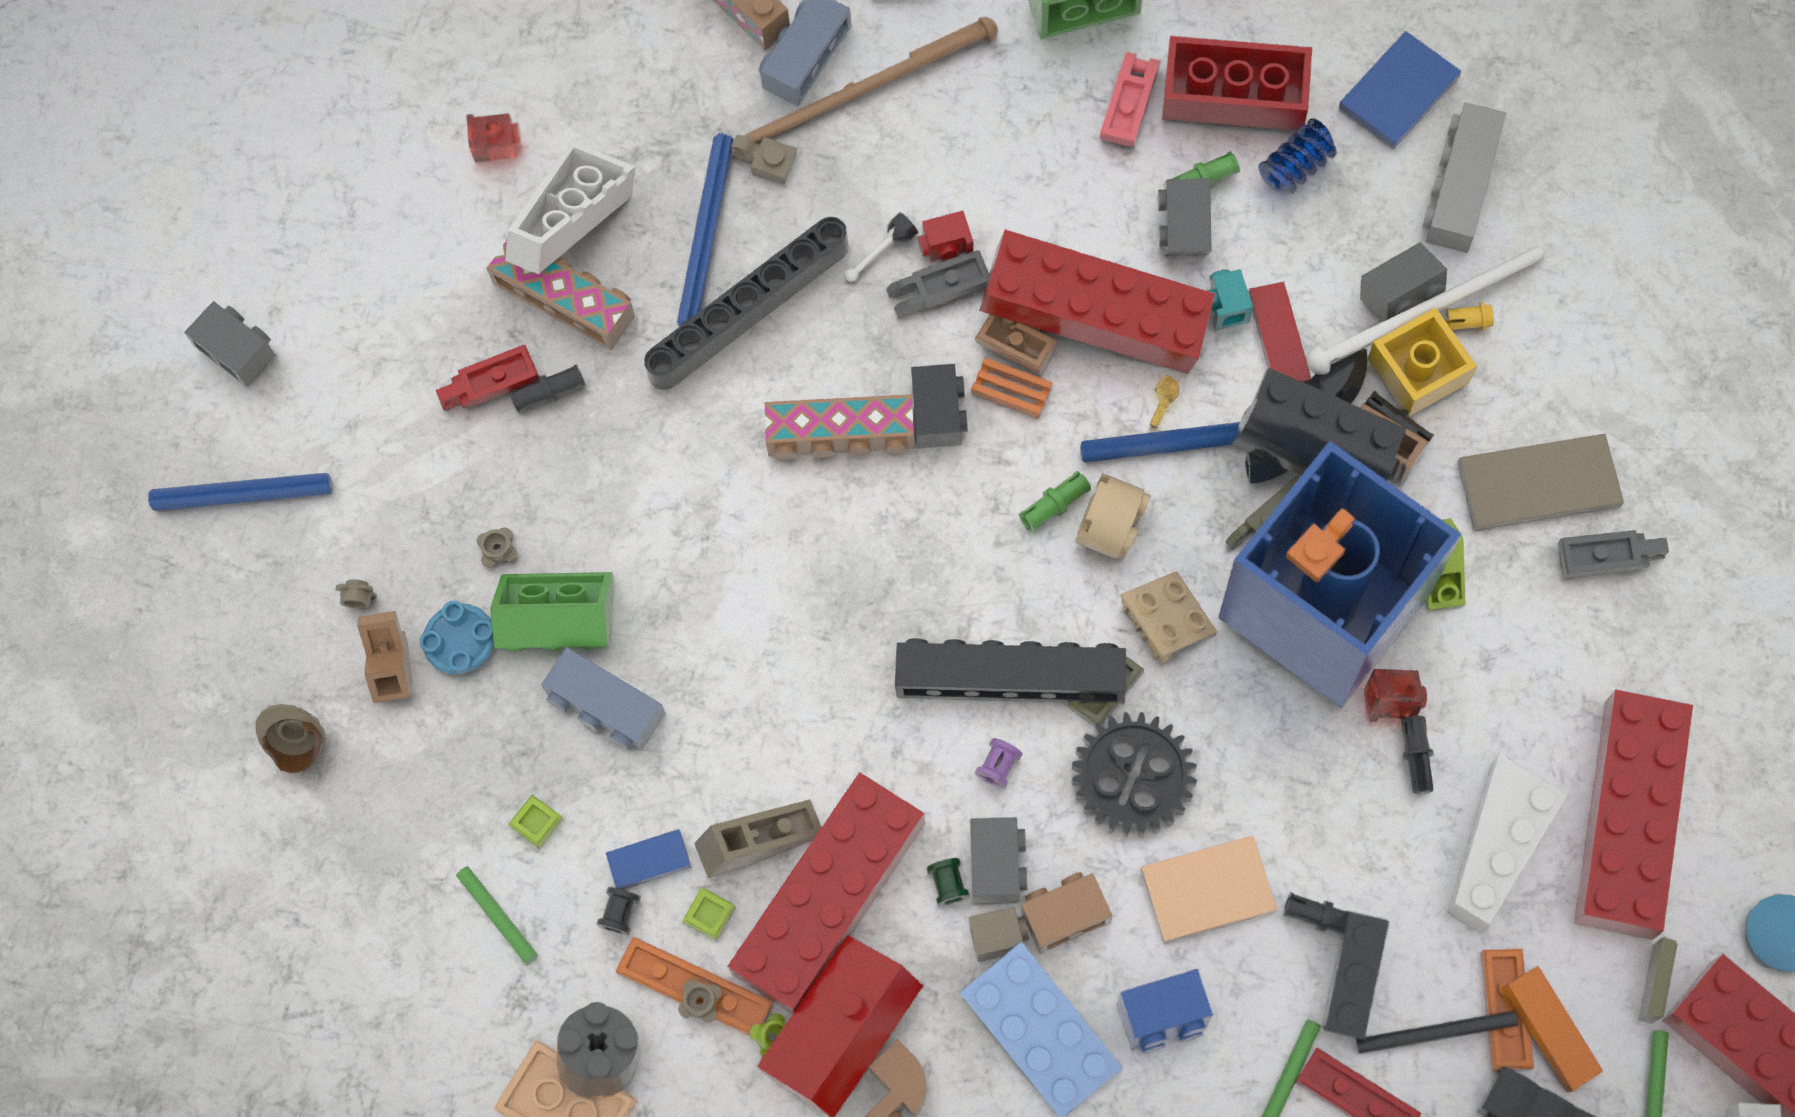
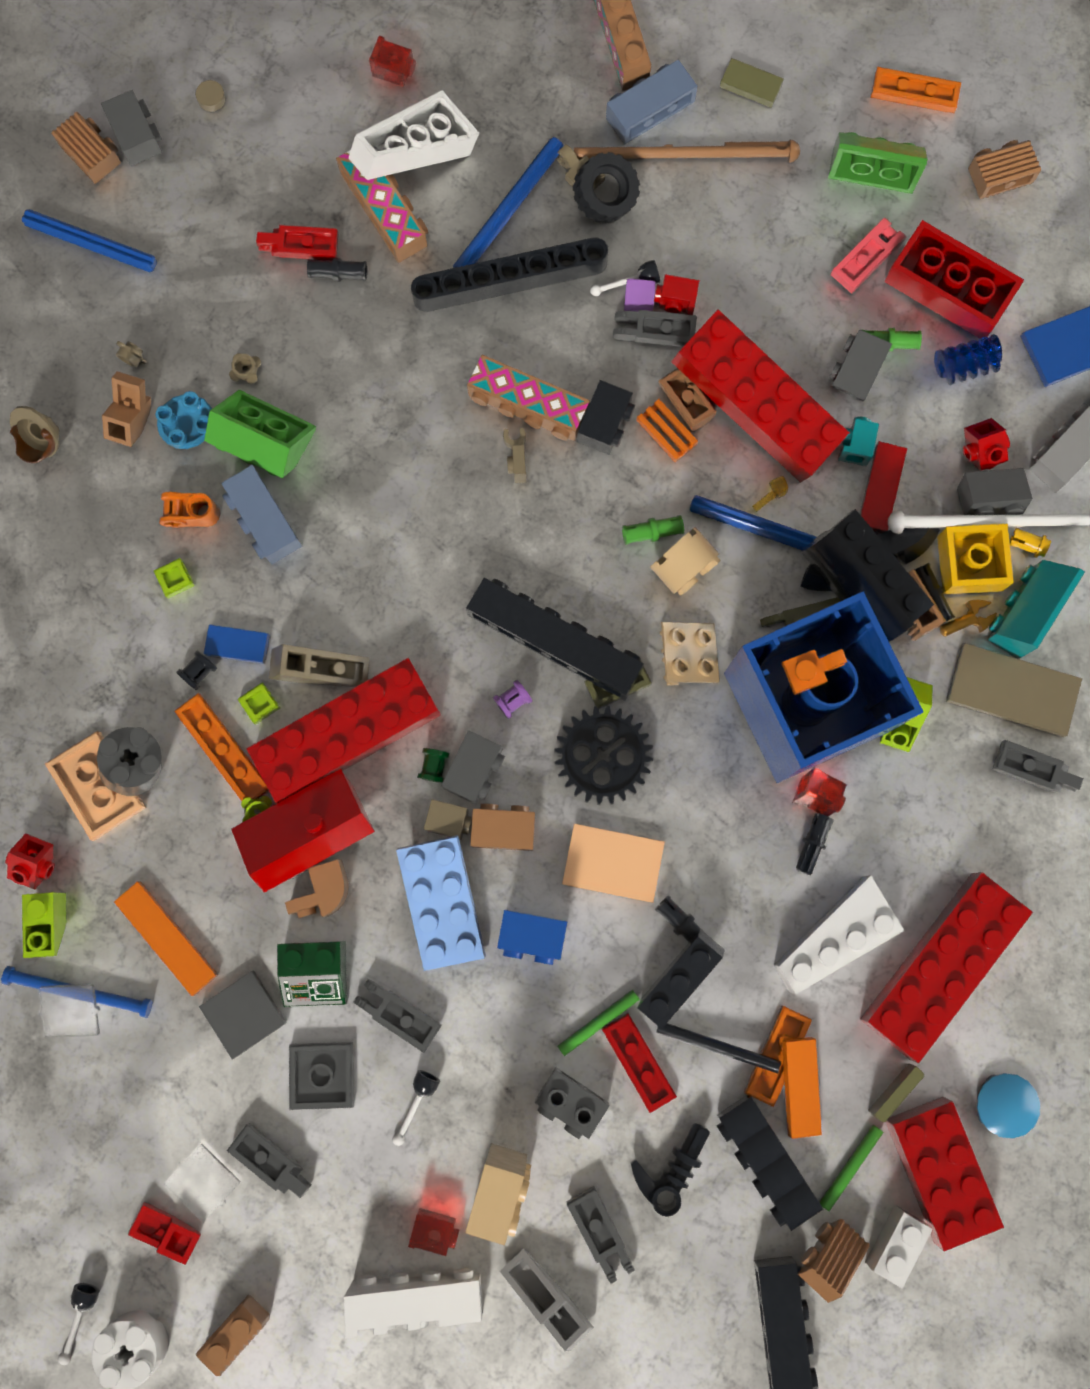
camera: 25 degrees right, 10 degrees up
(186, 389) = (86, 147): none -> medium nougat brick
(300, 267) = (210, 95): none -> dark tan tile
(496, 915) = (114, 630): bright green bar -> none
(511, 736) = (182, 510): none -> orange piece
(696, 990) = (209, 762): dark tan plate -> none
(825, 142) = (628, 187): none -> black tyre
(864, 499) = (516, 463): none -> dark tan plate
(903, 257) = (639, 295): none -> medium lavender slope
(1366, 236) = (986, 444): none -> red brick
(1450, 429) = (969, 619): none -> pearl gold bar
(1512, 382) = (1034, 607): none -> teal slope

